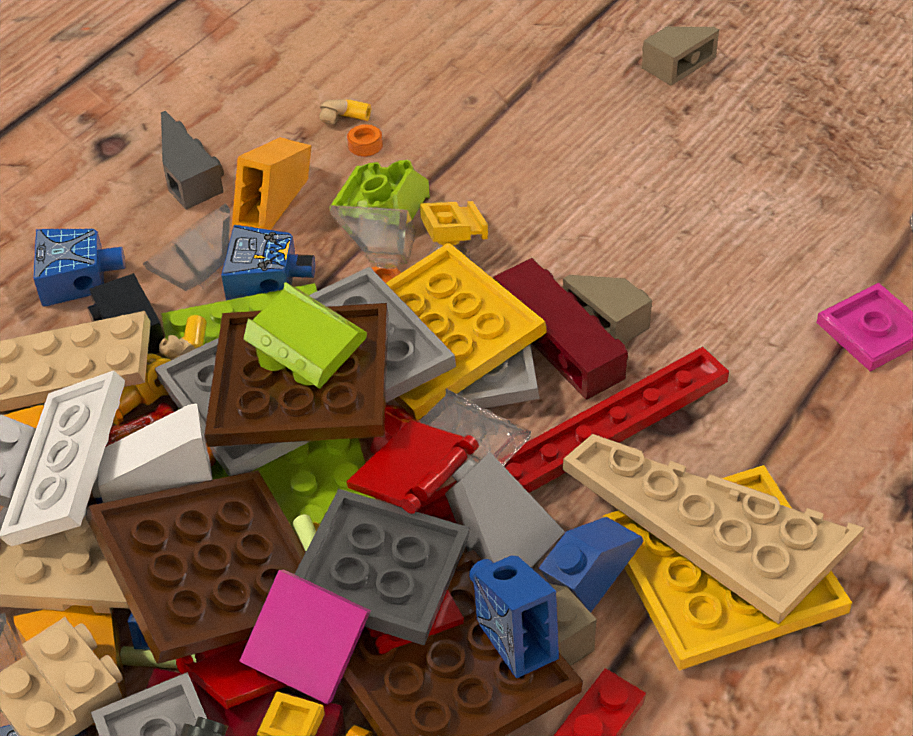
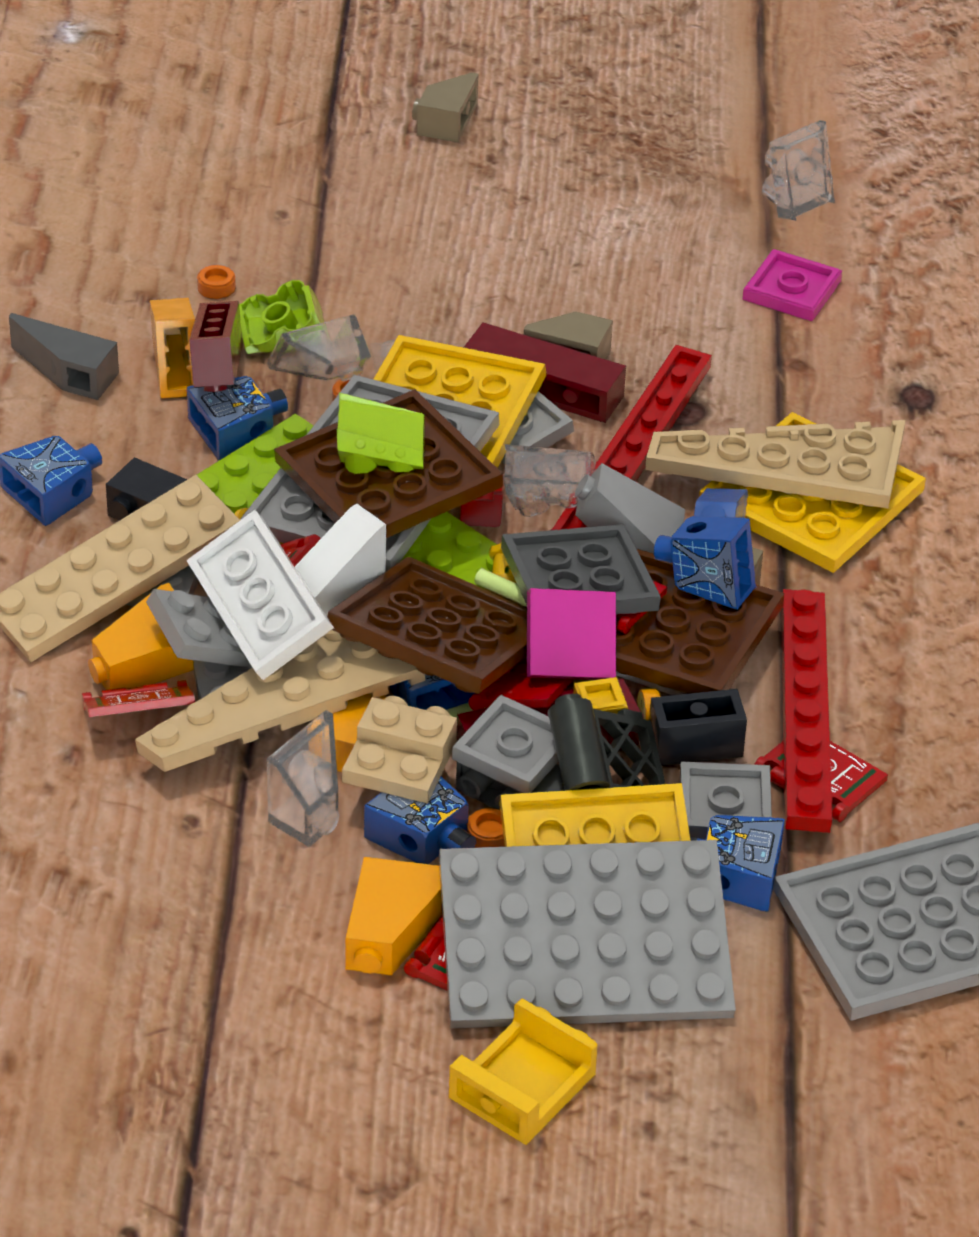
camera: 35 degrees left, 5 degrees down
(192, 339) = (241, 489): arm -> none
(195, 253) = (159, 423): clear slope -> none
(276, 195) = (216, 345): none -> dark red brick
(346, 108) = (172, 258): arm -> none
(412, 465) = (541, 499): red piece -> none
(451, 223) = (384, 319): yellow plate -> none

